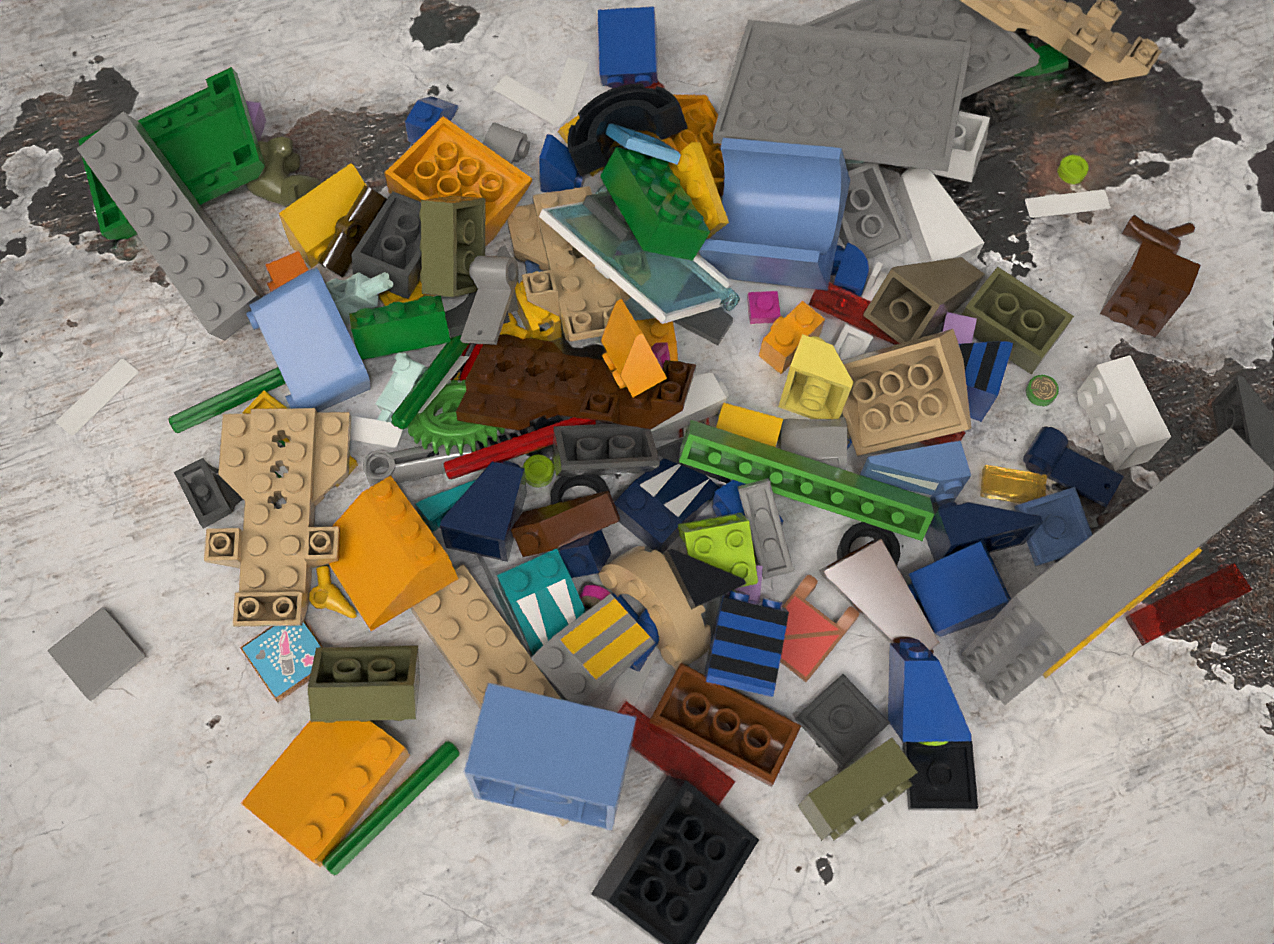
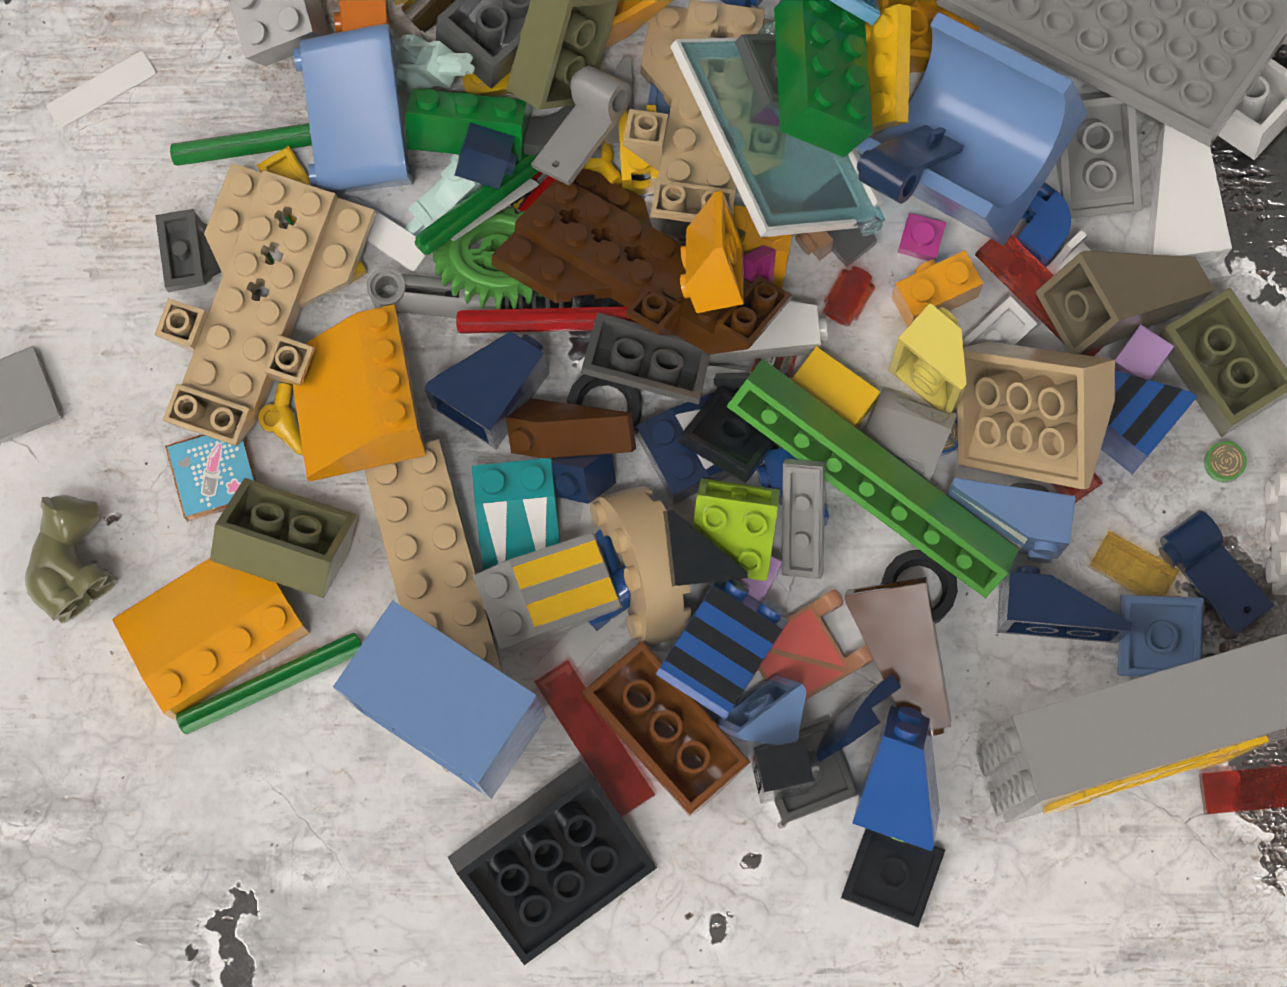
camera: 30 degrees right, 10 degrees up
(179, 781) = (54, 573): none -> olive animal
(424, 343) = (486, 156): none -> dark blue brick
(435, 507) = (435, 359): teal slope -> none
(499, 597) = (467, 463): white sticker -> none
(538, 471) = (569, 352): lime tile -> none
(592, 595) = (575, 526): dark pink tile -> none
(685, 486) = (726, 437): none -> black tile
(688, 330) = (815, 242): none -> medium nougat plate
(729, 362) = (848, 296): none -> clear red brick
(739, 248) = (899, 163): none -> dark blue door
(803, 680) = (769, 713): none -> medium blue slope
(835, 720) = (784, 771): none -> black brick
(858, 790) = (784, 857): olive brick -> none
(868, 662) = (855, 718): none -> dark blue slope
(960, 590) = (1006, 671): blue slope -> none

